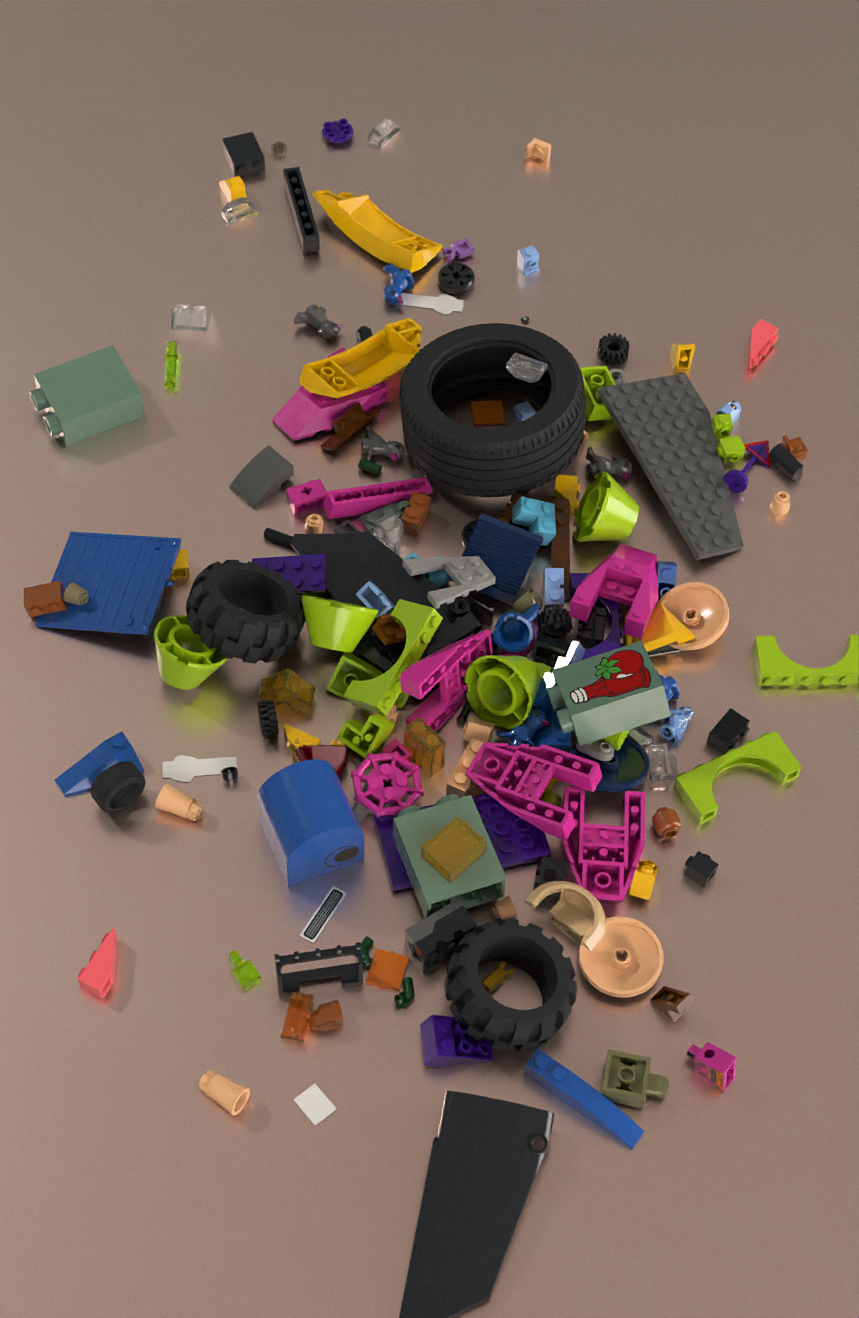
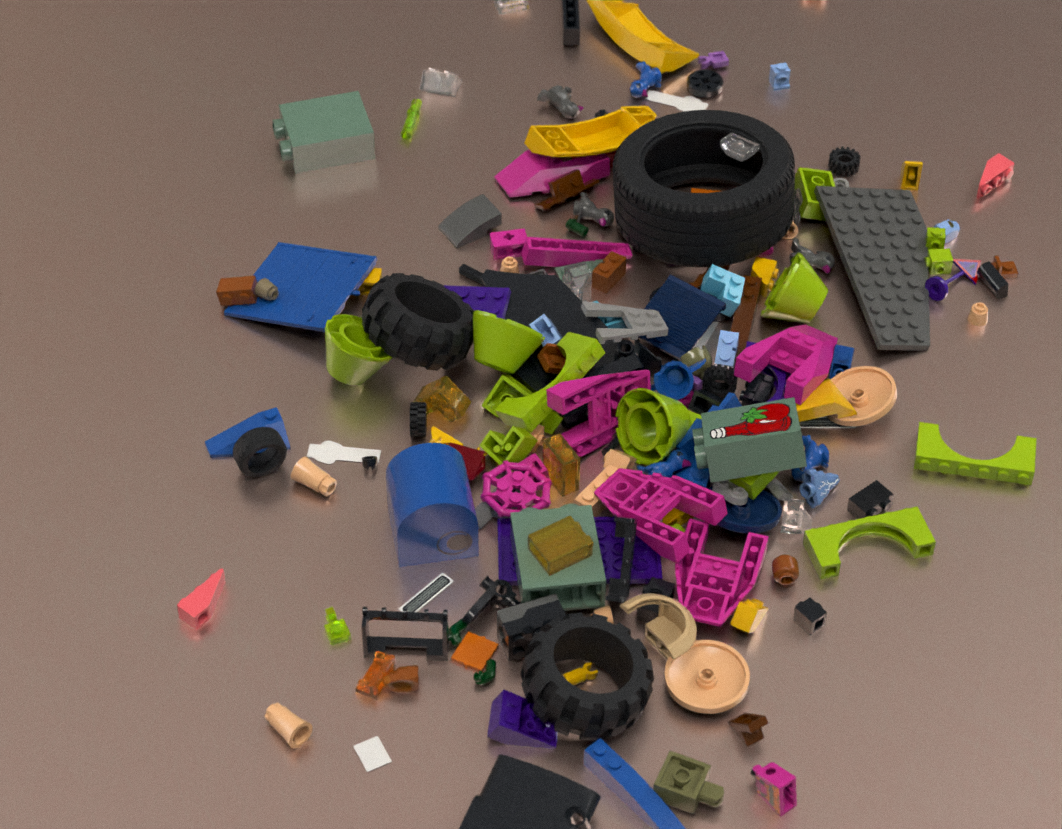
camera: 15 degrees right, 10 degrees down
(392, 908) = (491, 597): none -> black piece
(517, 871) = (620, 587): none -> black hinge

